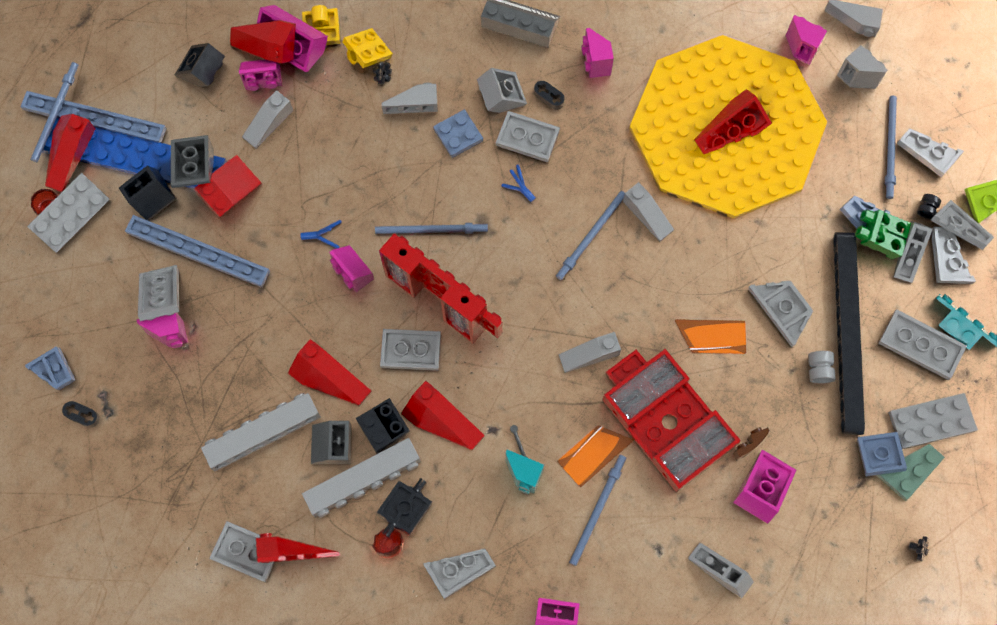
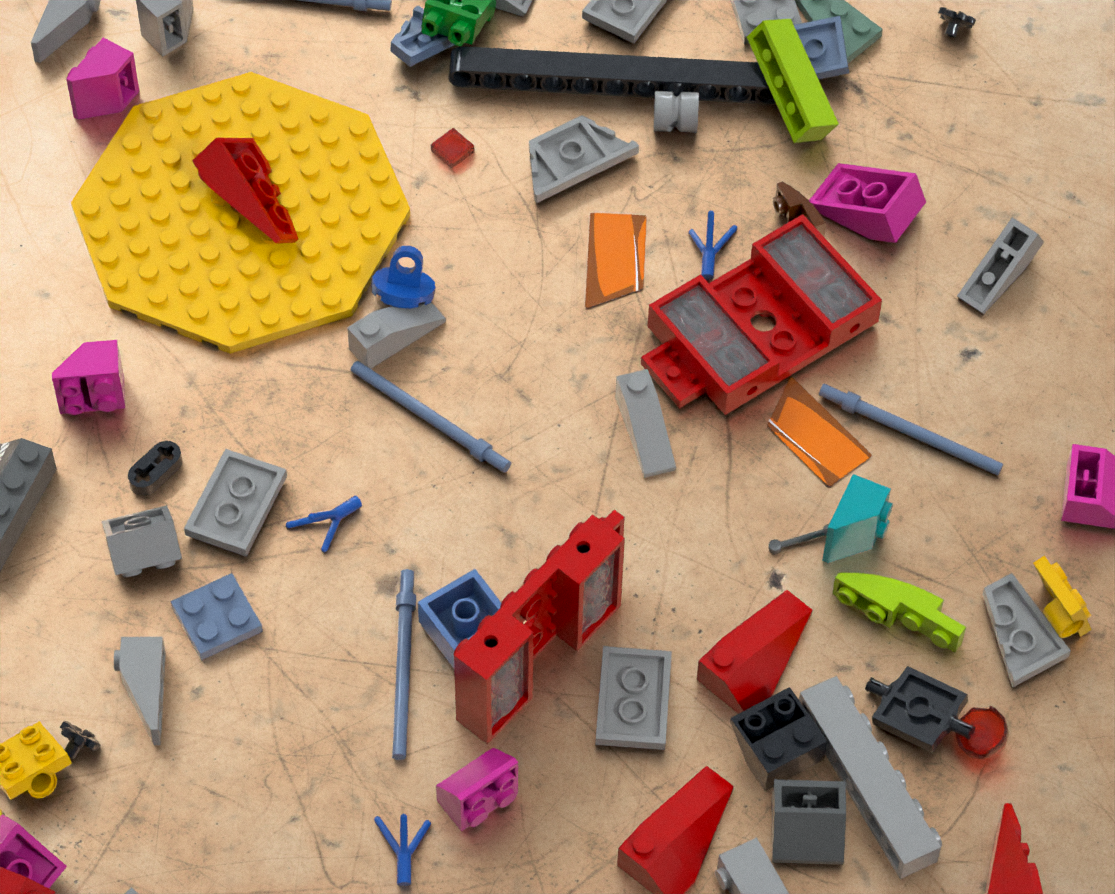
camera: 90 degrees left, 15 degrees down
(454, 254) = (457, 611): none -> medium blue brick
(475, 492) = (890, 599): none -> lime slope
(475, 593) = (1068, 609): none -> yellow plate
(676, 213) = (404, 285): none -> blue tile
(726, 386) = (709, 251): none -> blue plant
(784, 238) = (452, 148): none -> clear red tile
(850, 436) = (792, 80): none -> lime brick

